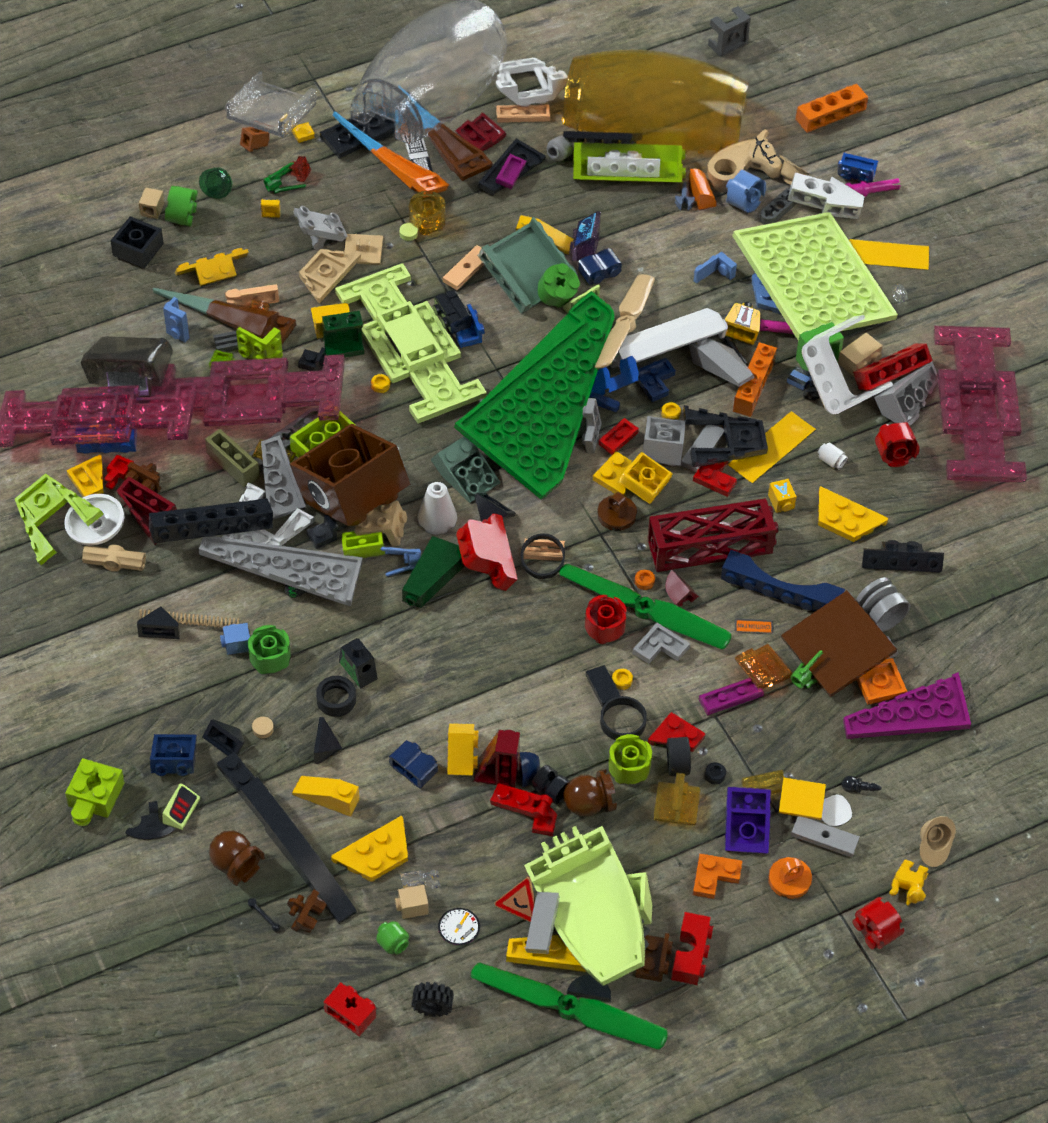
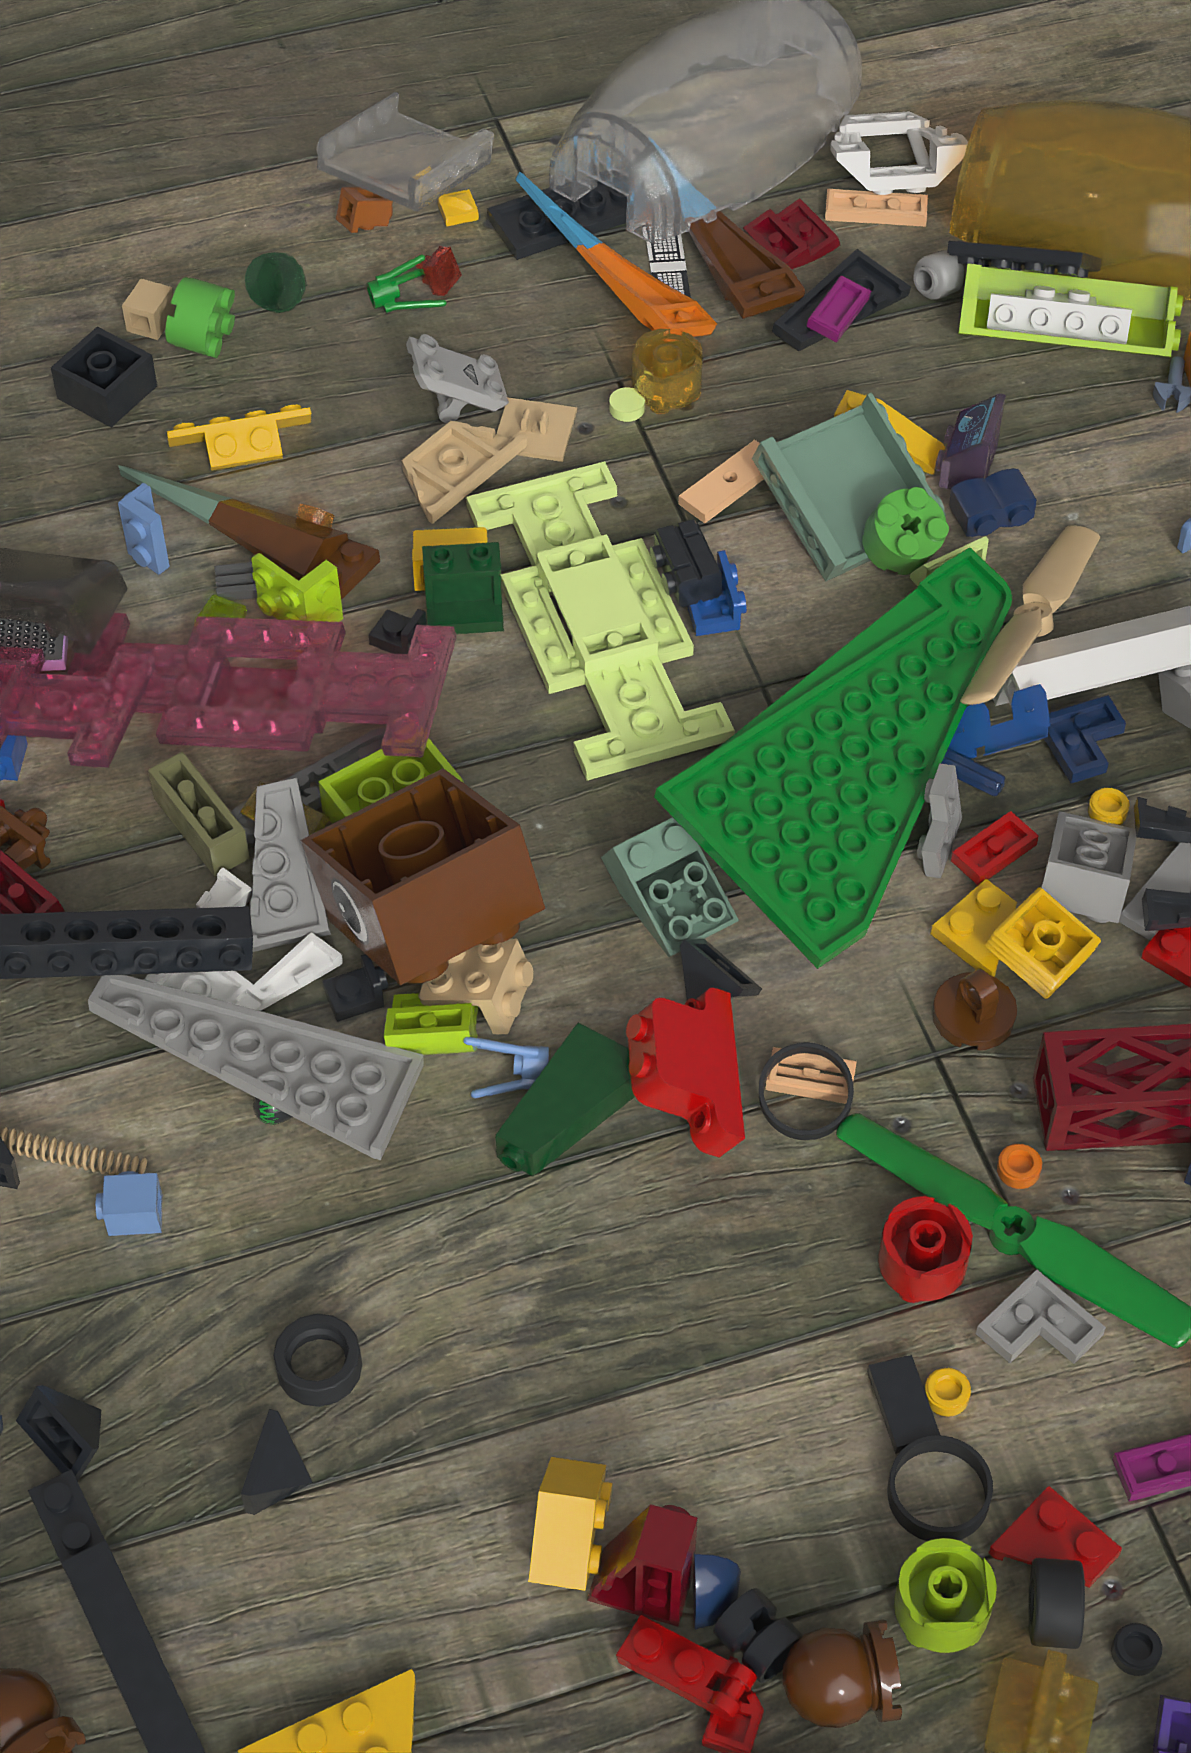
camera: 10 degrees right, 0 degrees up
(243, 297) = (329, 495): light nougat hinge -> none
(262, 727) = (148, 1414): tan tile -> none
(269, 649) = (193, 1237): bright green brick -> none
(270, 208) = (370, 337): yellow tile -> none
(328, 793) = (259, 1593): yellow slope -> none
(355, 657) = (372, 1280): black torso -> none
(380, 383) = (525, 691): yellow tile -> none
(413, 764) = (459, 1543): dark blue brick -> none
(437, 510) = (597, 967): white cone -> none
(678, 589) = (1092, 1198): brick -> none

